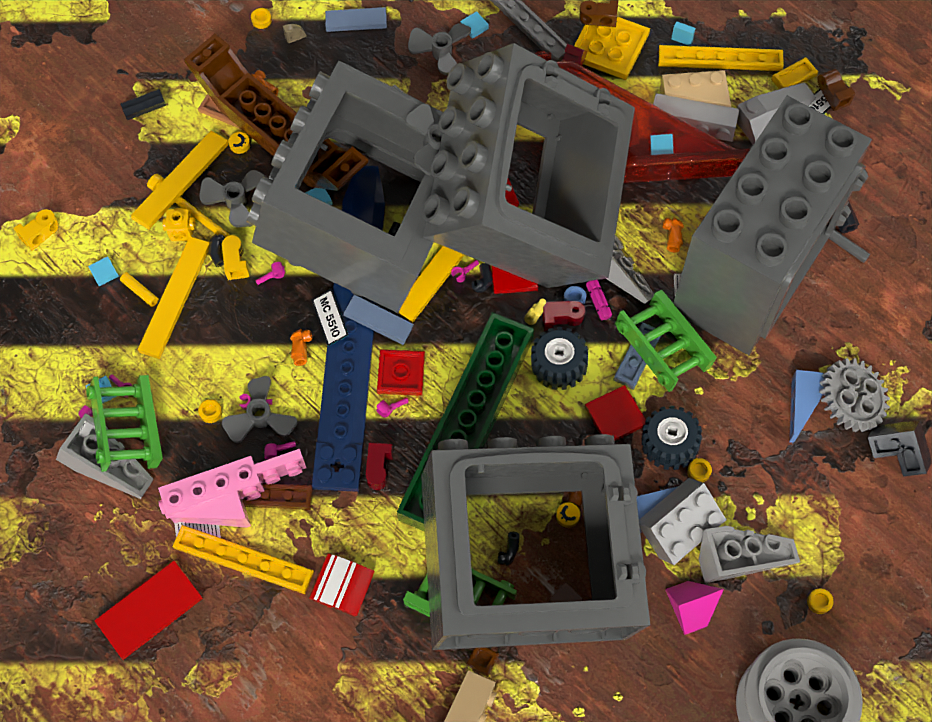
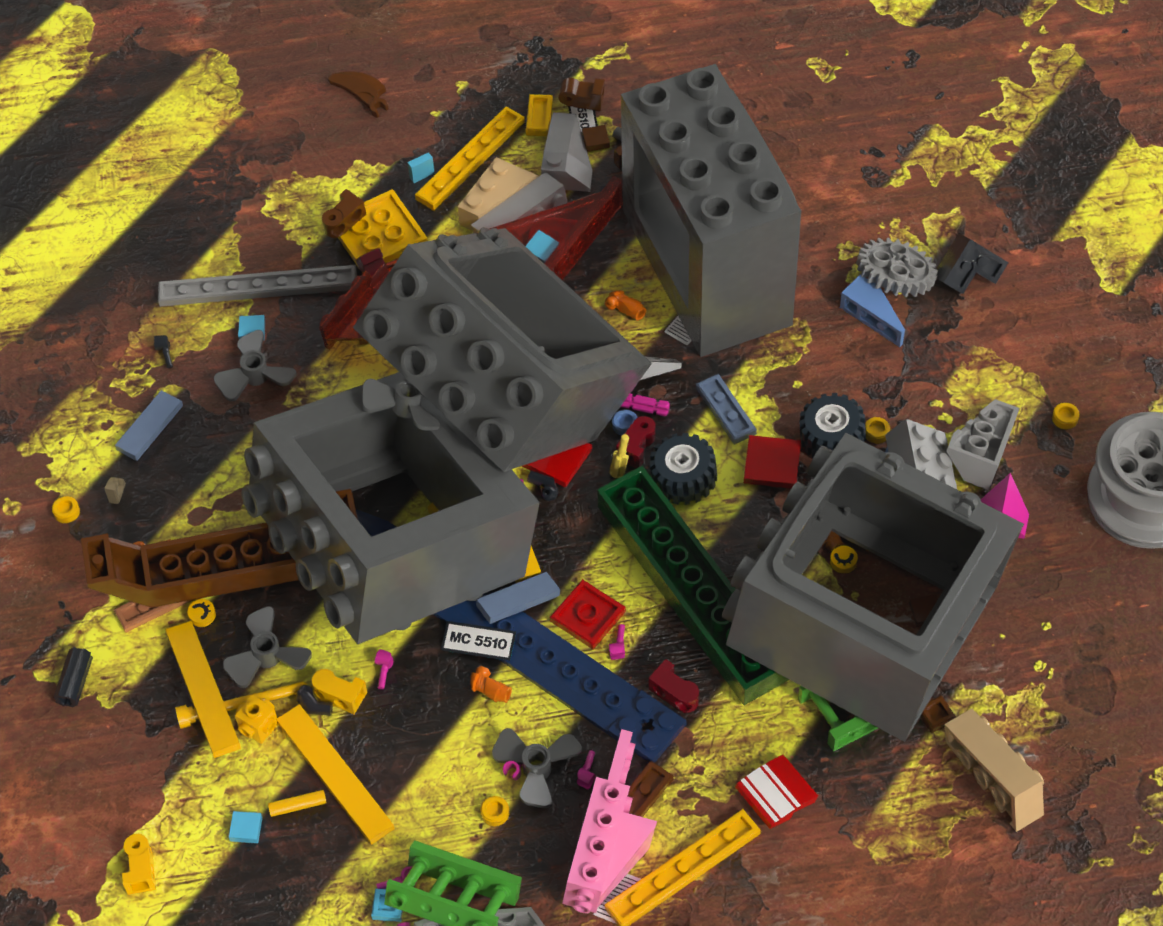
camera: 55 degrees left, 10 degrees down
(680, 328) = (731, 356): bright green fence -> none

